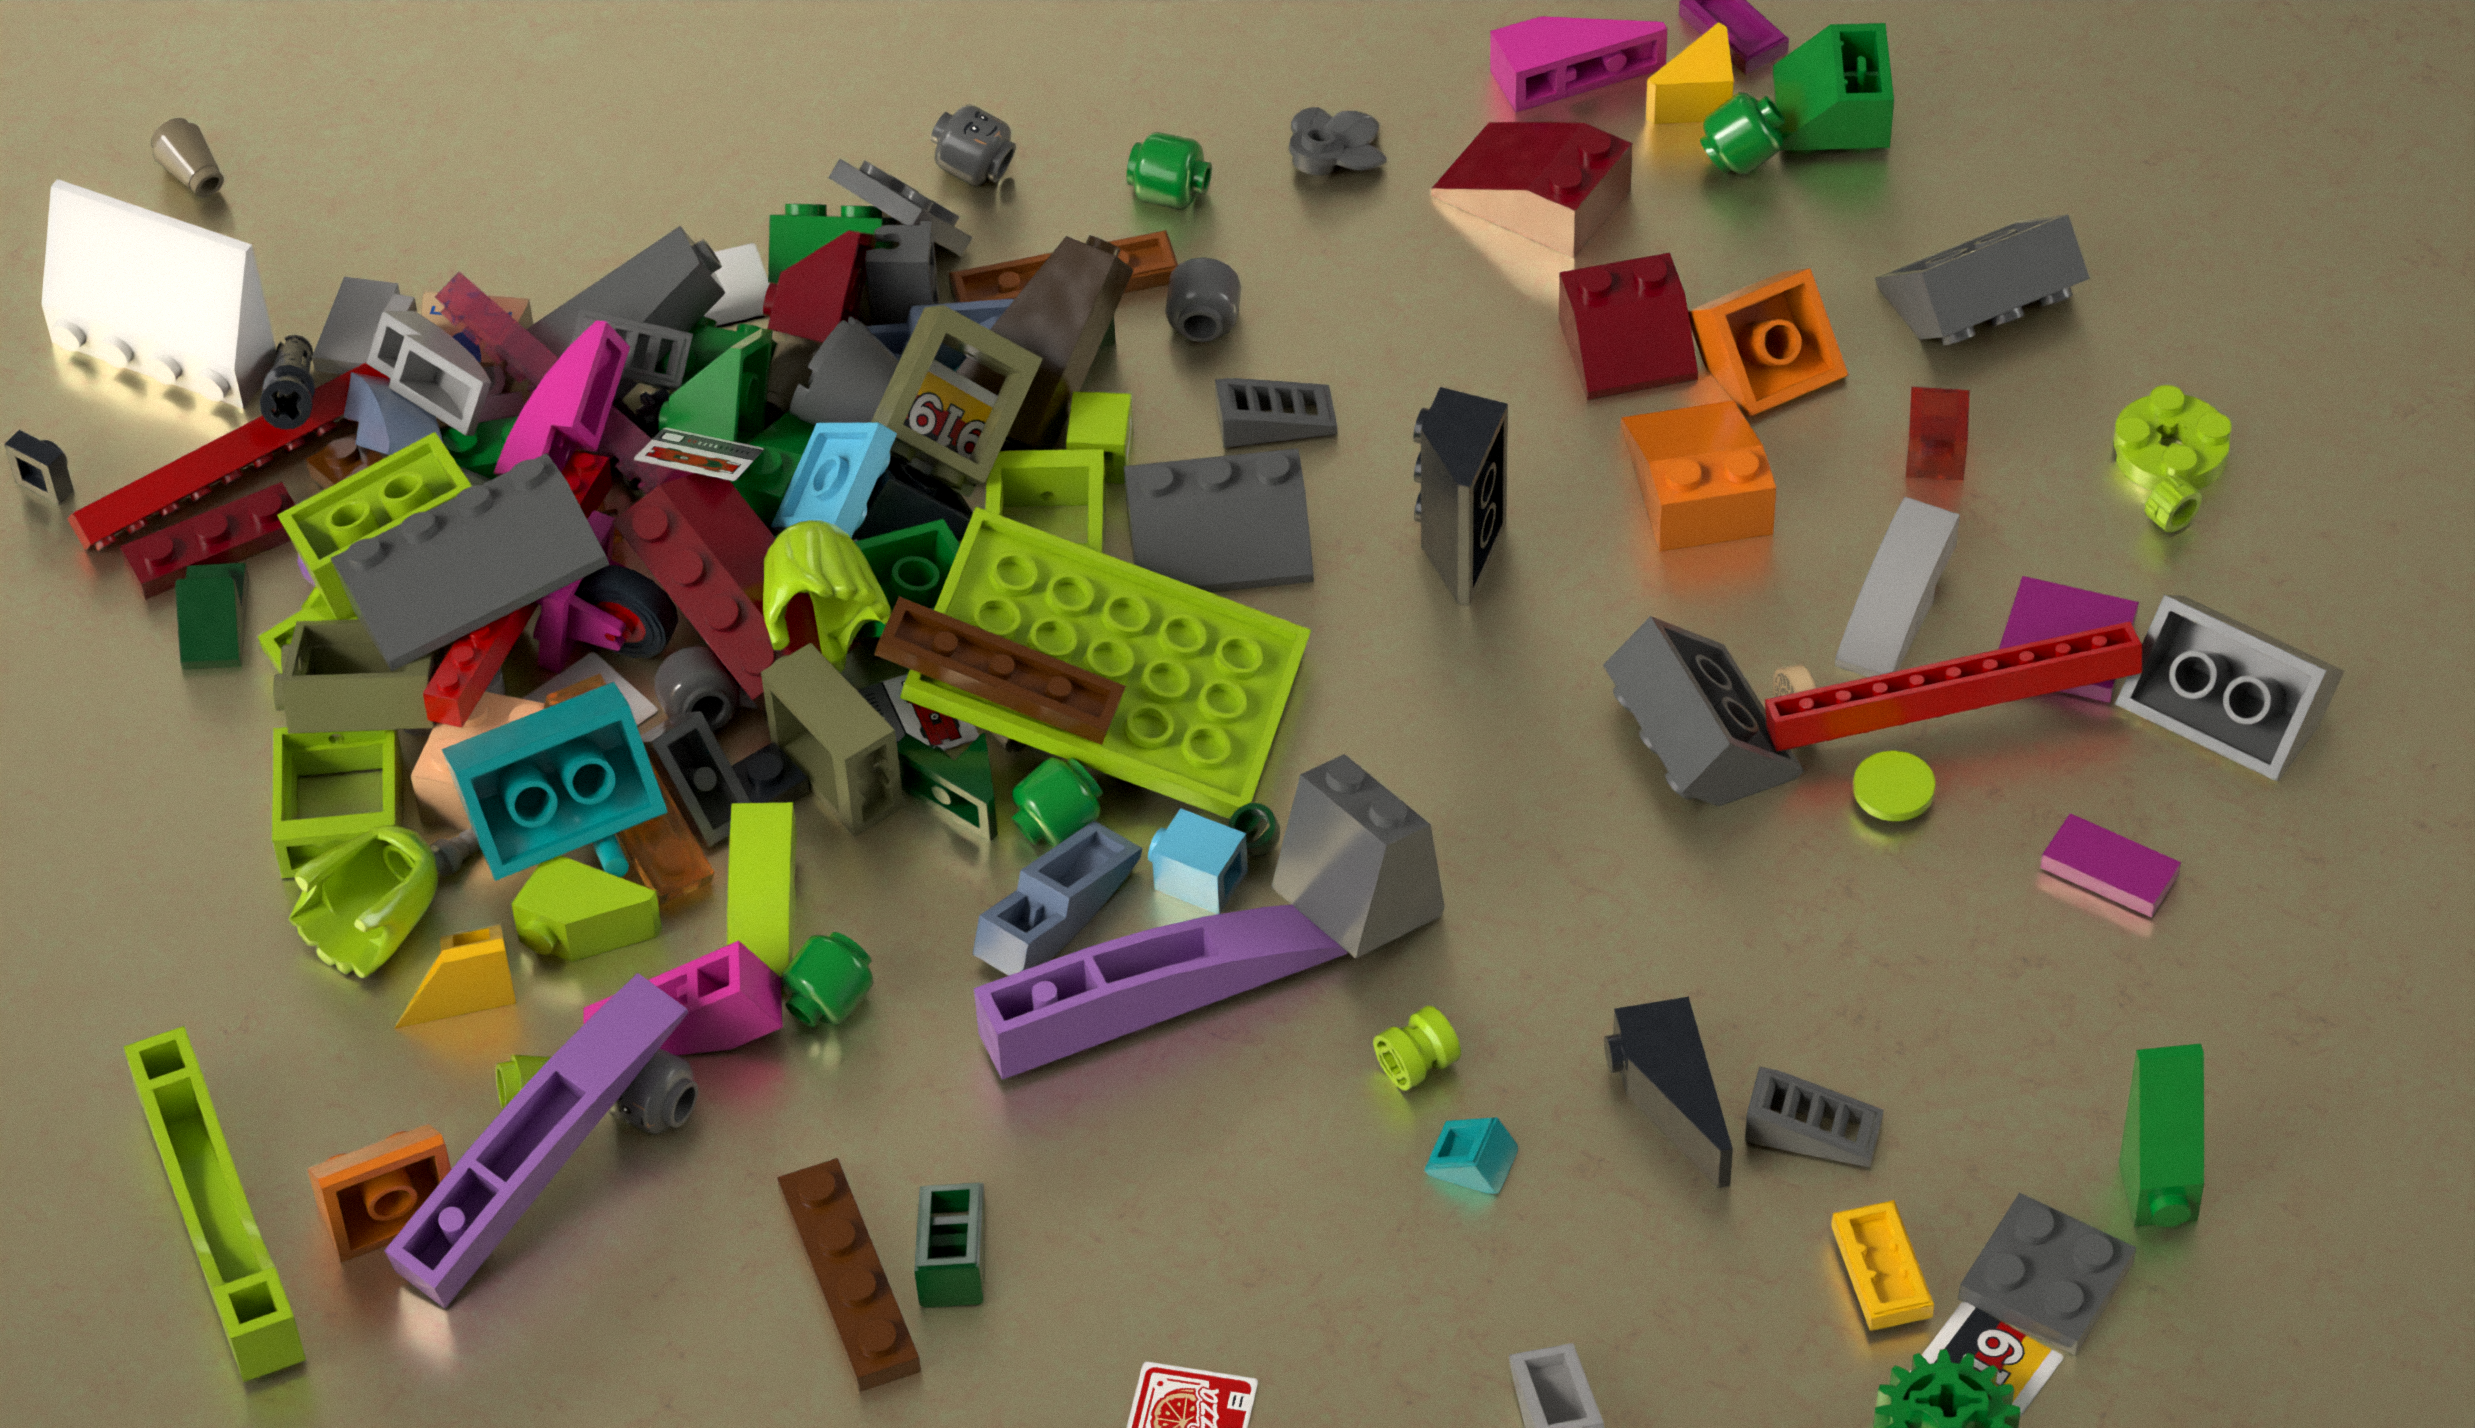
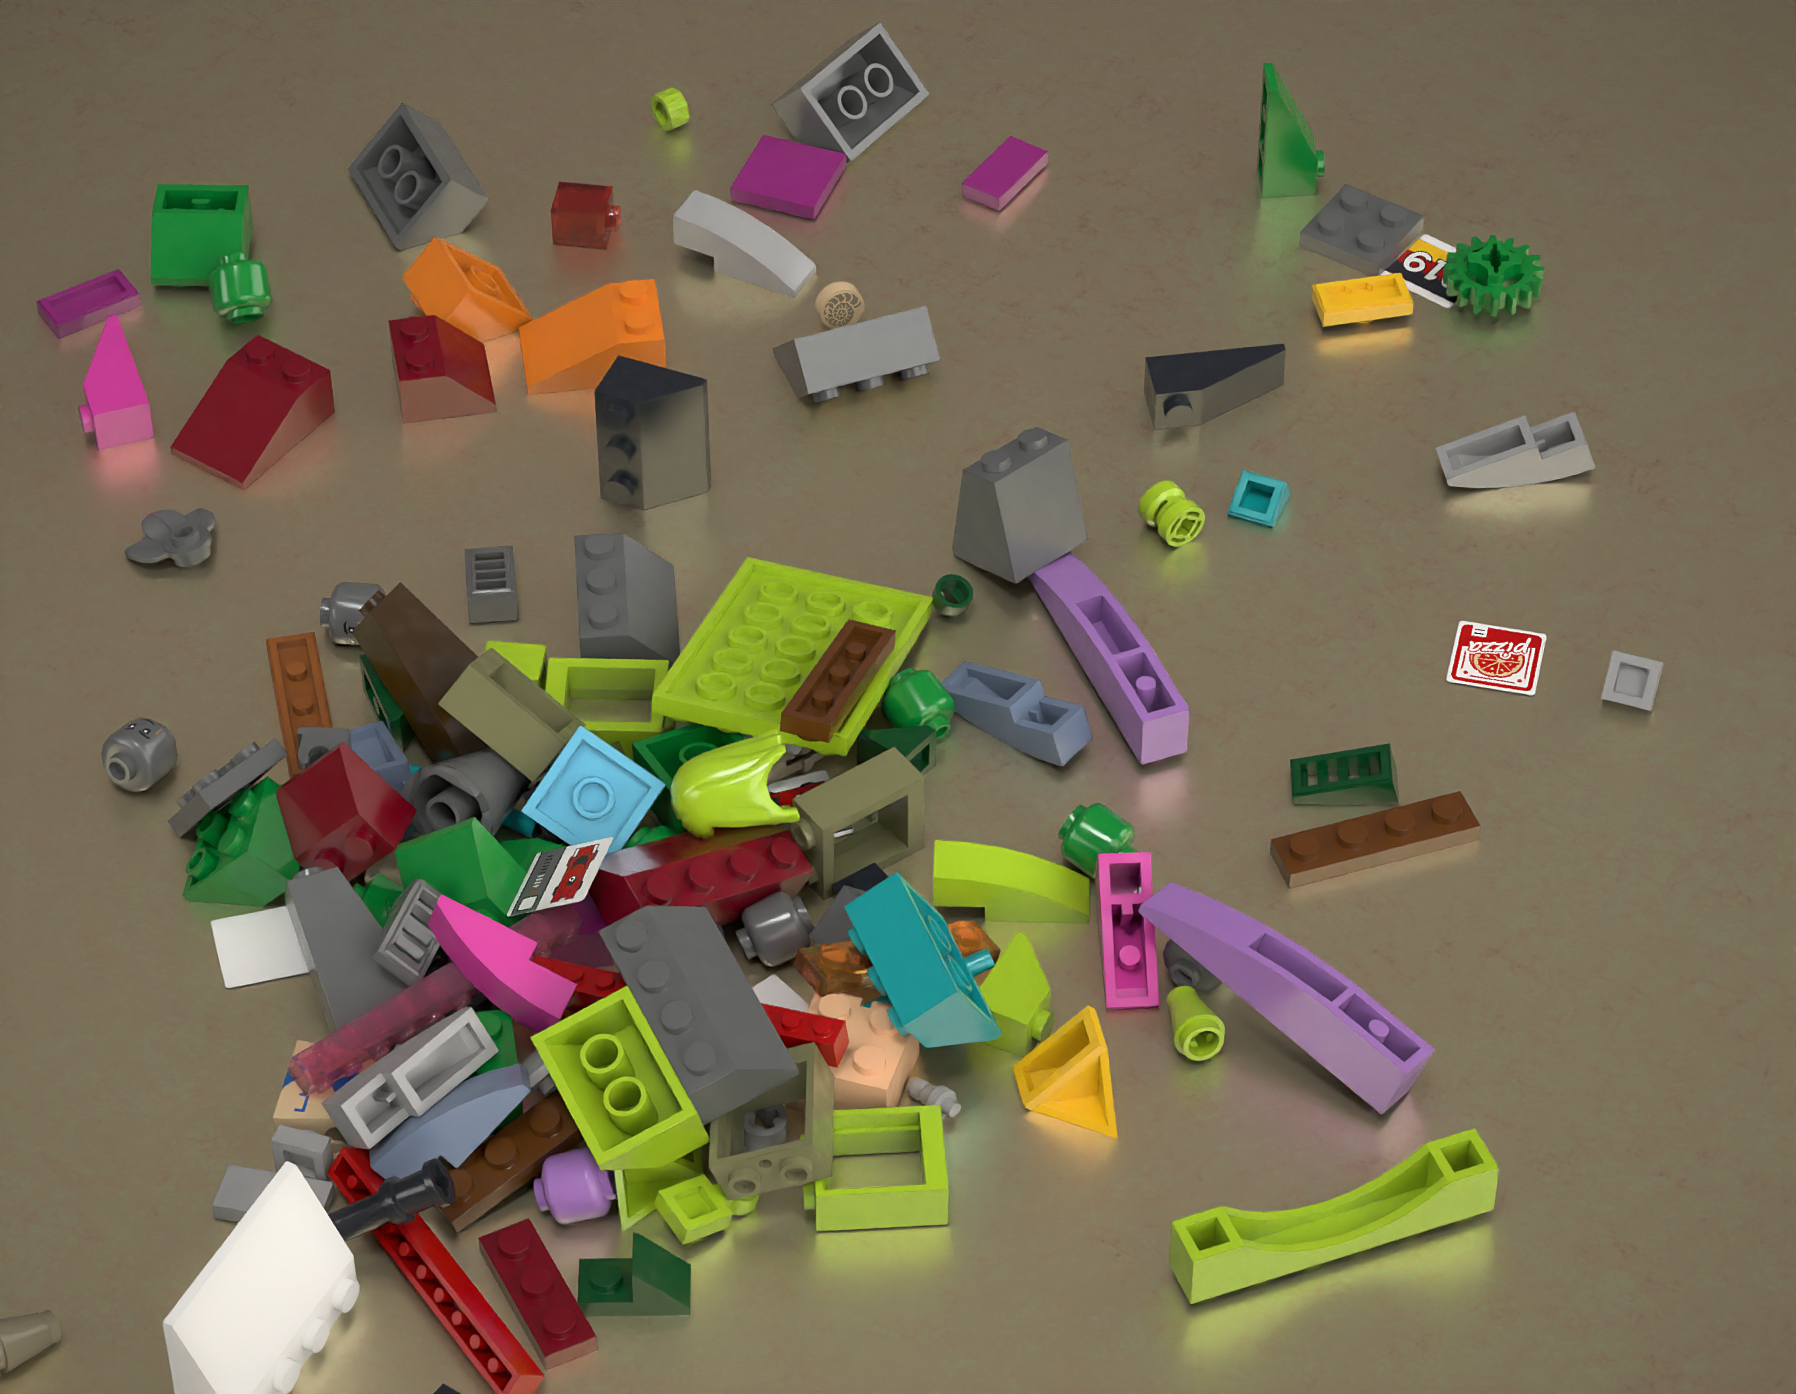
camera: 90 degrees left, 5 degrees down
(365, 897) = (1007, 1127): lime hair -> none
(378, 1188) = (1315, 1101): orange slope -> none
(1168, 170) = (195, 633): green head -> none
(1198, 861) = (983, 625): medium azure brick -> none
(1692, 81) = (159, 314): yellow slope -> none
(1798, 1095) = (1232, 324): dark grey slope -> none
(1894, 785) = (925, 267): lime piece -> none
(1953, 686) = (855, 214): red piece -> none
(2176, 416) = (598, 110): lime plate -> none

